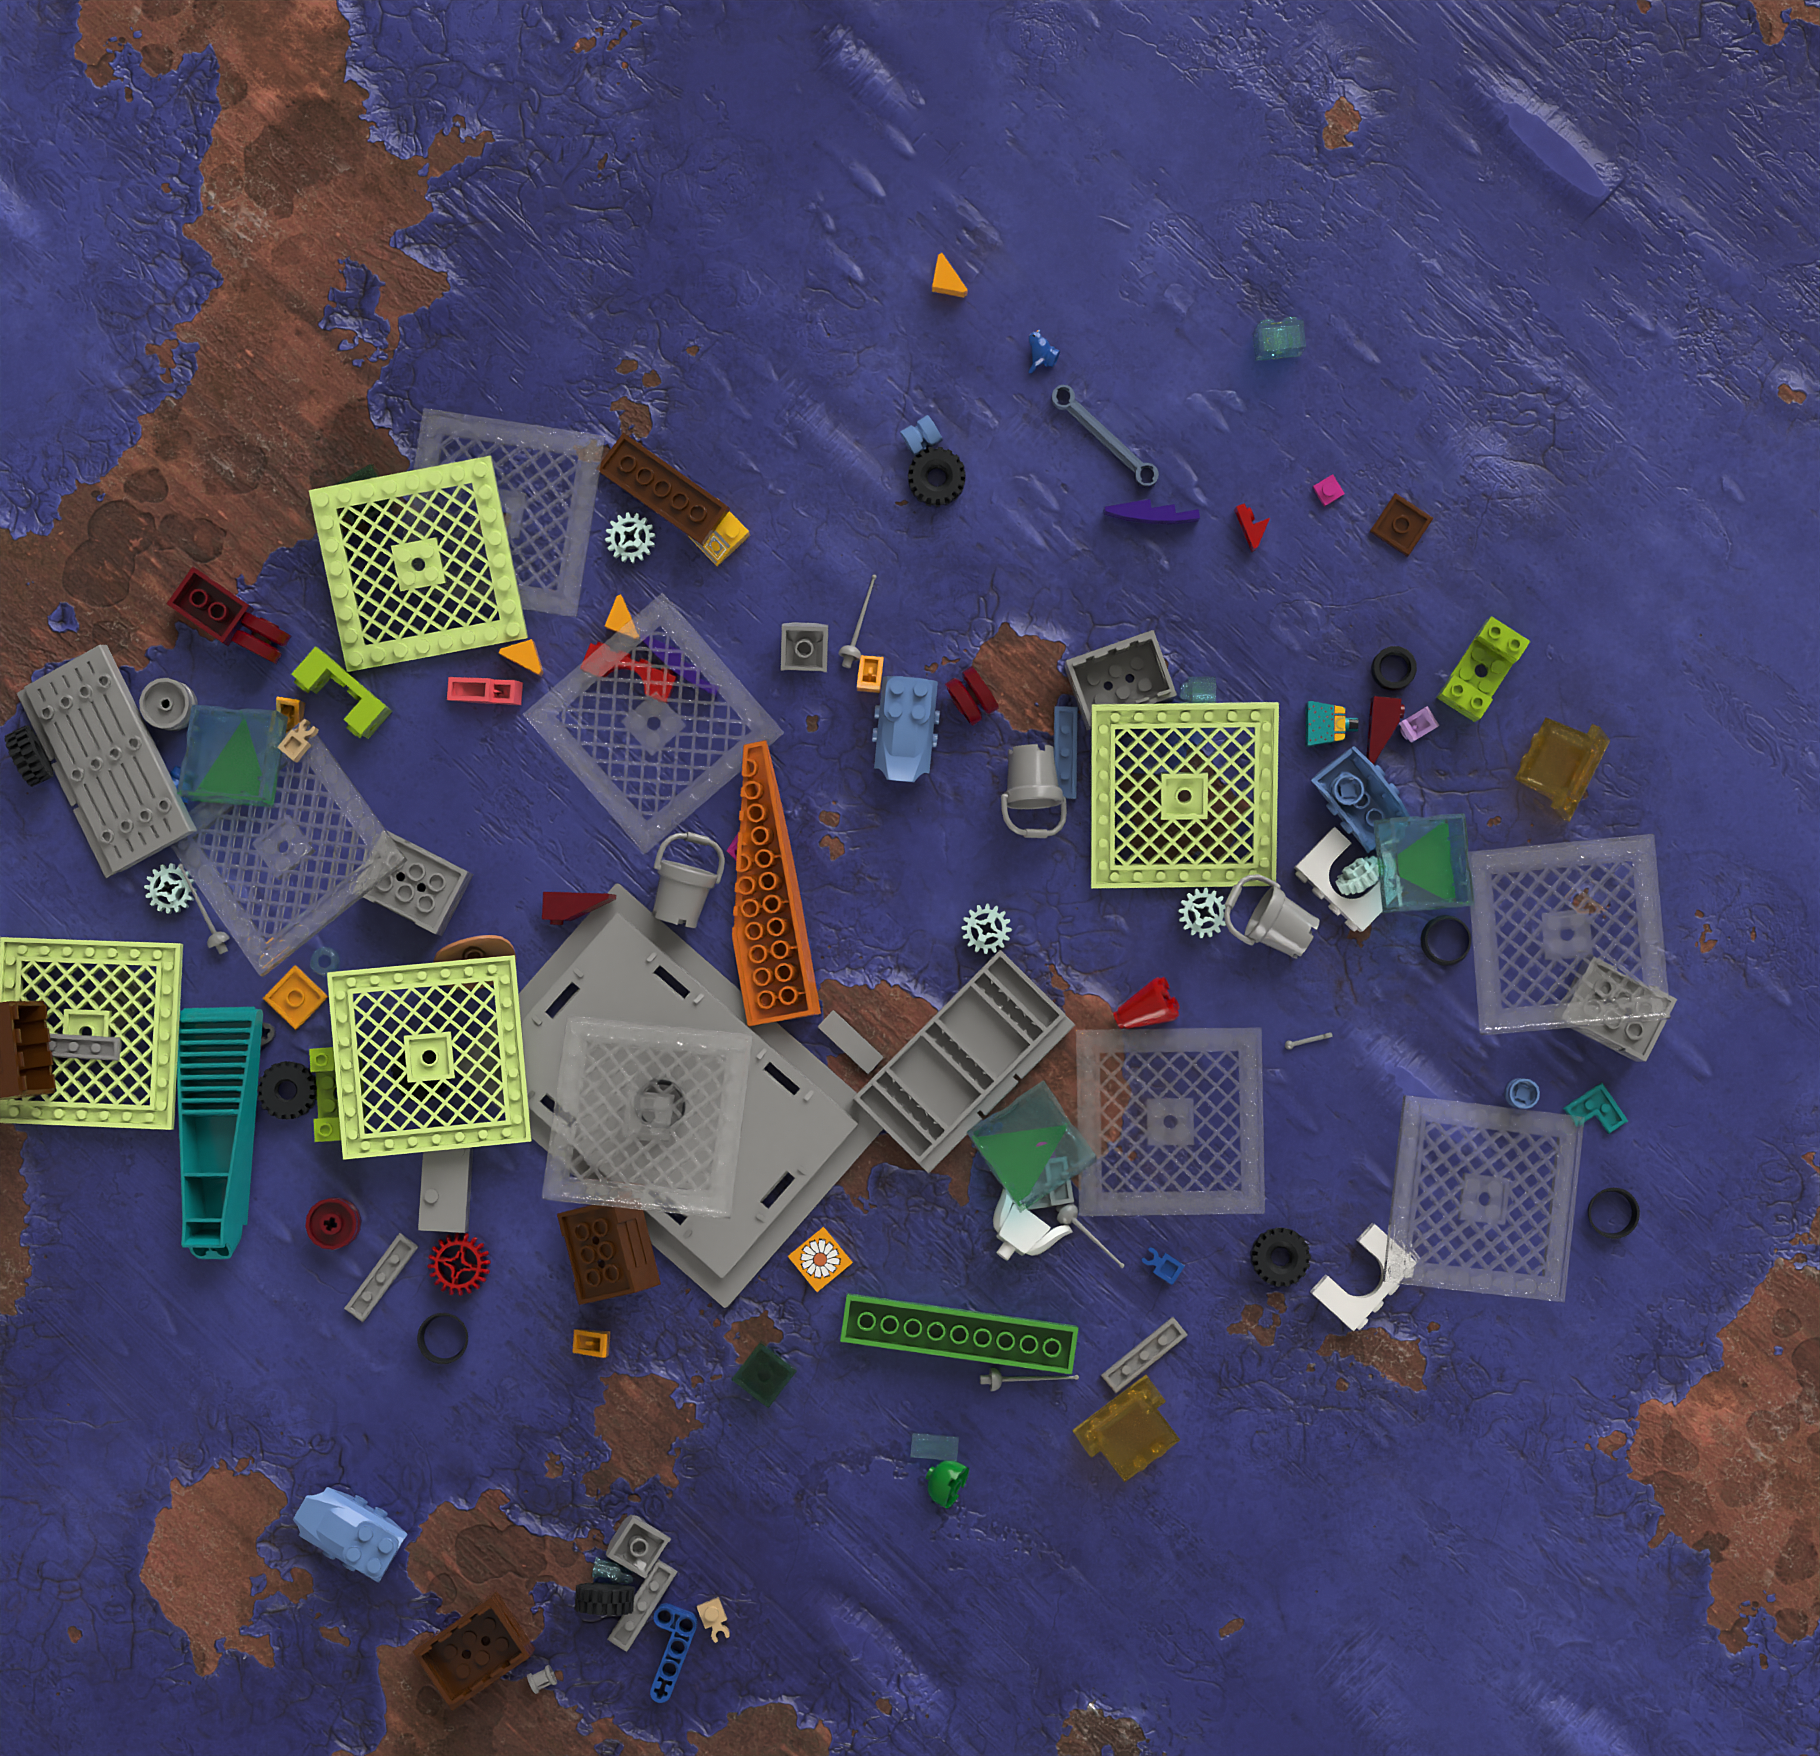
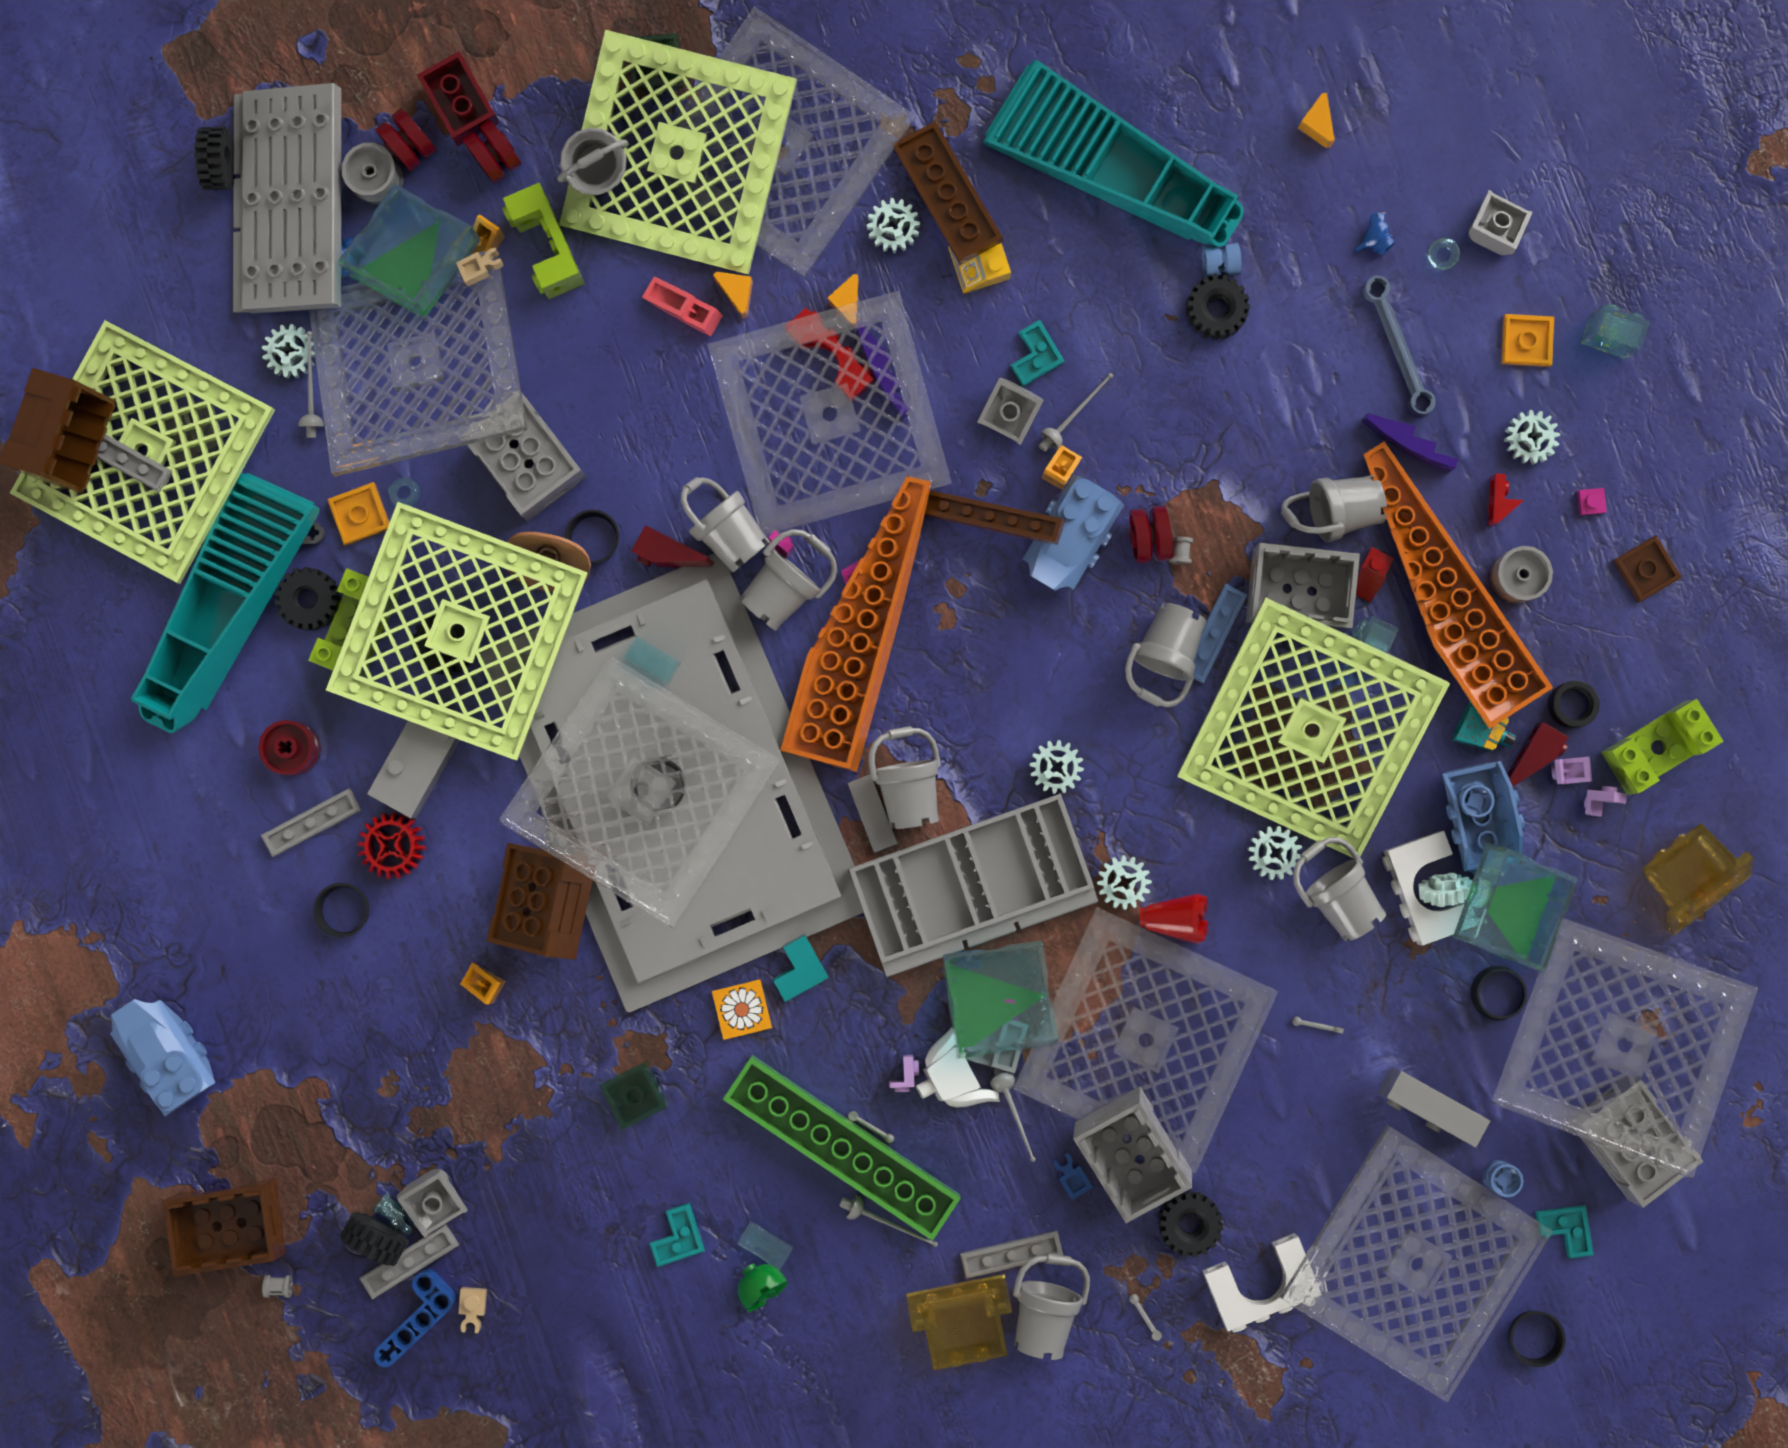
camera: 25 degrees right, 0 degrees up
(183, 663) = (405, 140): none -> dark red wheel
(354, 608) = (593, 161): none -> light grey piece
(480, 921) = (591, 513): none -> black tyre
(604, 1002) = (652, 659): none -> clear light blue plate
(614, 861) = (727, 528): none -> light grey piece
(669, 854) = (784, 546): none -> dark pink plate
(767, 393) = (1095, 150): none -> teal brick
(809, 587) = (1042, 357): none -> teal tile
(833, 745) = (994, 517): none -> reddish brown plate
(859, 1202) = (806, 970): none -> teal tile
(865, 1475) = (685, 1238): none -> teal tile
(870, 1005) = (908, 786): none -> light grey piece
(956, 1303) = (853, 1116): none -> light grey hinge
(985, 1240) = (911, 1069): none -> lavender bracket
(1004, 696) = (1181, 550): none -> light grey bush
(1097, 1005) = (1119, 871): none -> light aqua gear
(1101, 330) = (1444, 243): none -> clear light blue piece
(1118, 597) = (1339, 506): none -> light grey piece
(1139, 294) = (1499, 224): none -> light grey slope
(1173, 640) = (1372, 574): none -> red slope
(1195, 1385) = (1047, 1309): none -> light grey piece
(1210, 379) = (1527, 340): none -> light orange tile
(1213, 1248) = (1131, 1184): none -> light grey container
(1251, 632) = (1454, 604): none -> orange wedge
(1257, 469) = (1532, 447): none -> light aqua gear
(1294, 594) = (1535, 569): none -> light grey wheel
(1296, 1362) = (1156, 1334): none -> light grey hinge
(1435, 1062) = (1433, 1106): none -> light grey brick
(1449, 739) = (1594, 800): none -> lavender bracket

